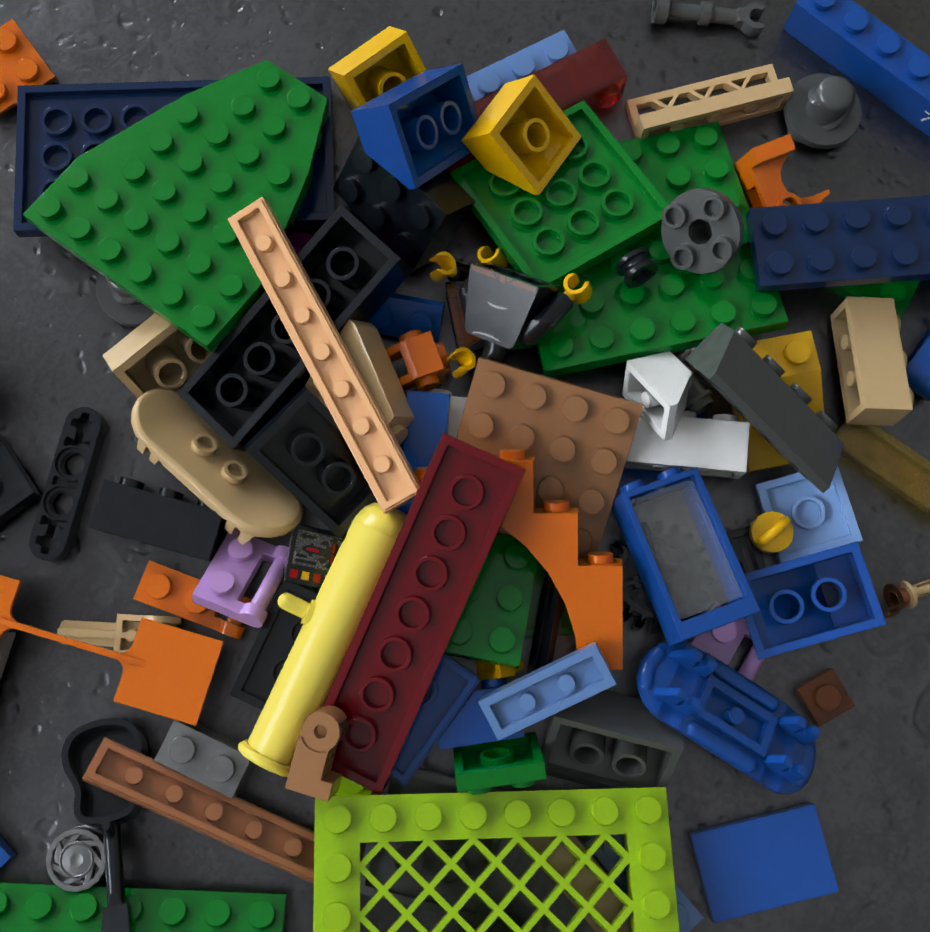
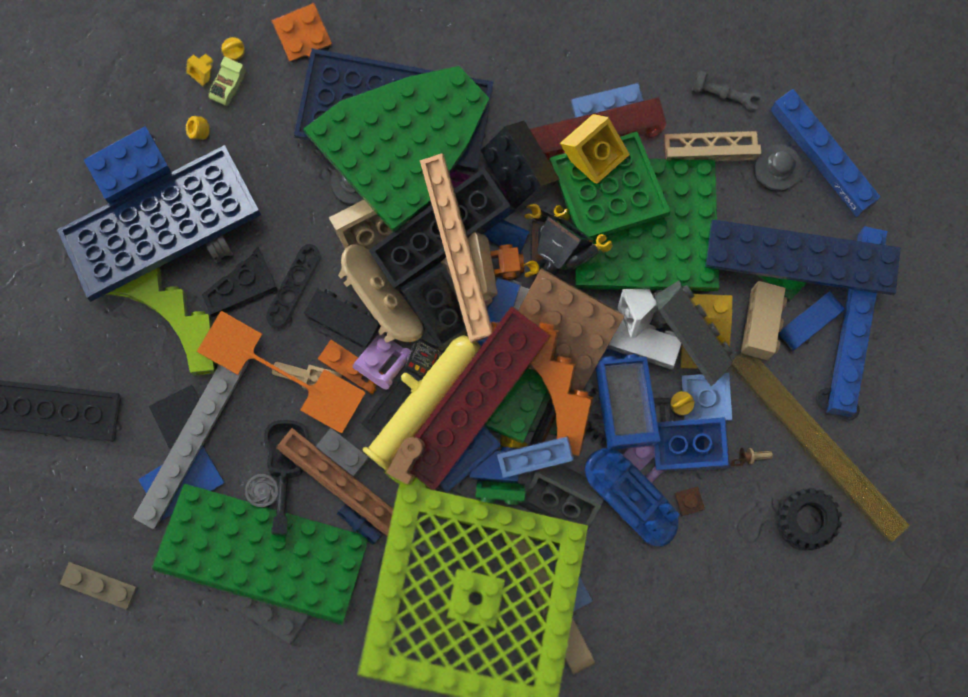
camera: 10 degrees right, 0 degrees up
(265, 877) = (359, 524): none -> dark blue pin
(377, 67) = (525, 92): yellow slope -> none
(418, 125) = (538, 130): blue slope -> none
(637, 267) = (640, 238): black bush -> none
(702, 230) = (680, 226): dark grey plate -> none
(761, 175) = (728, 202): orange tile -> none
(763, 862) = (632, 580): blue tile -> none

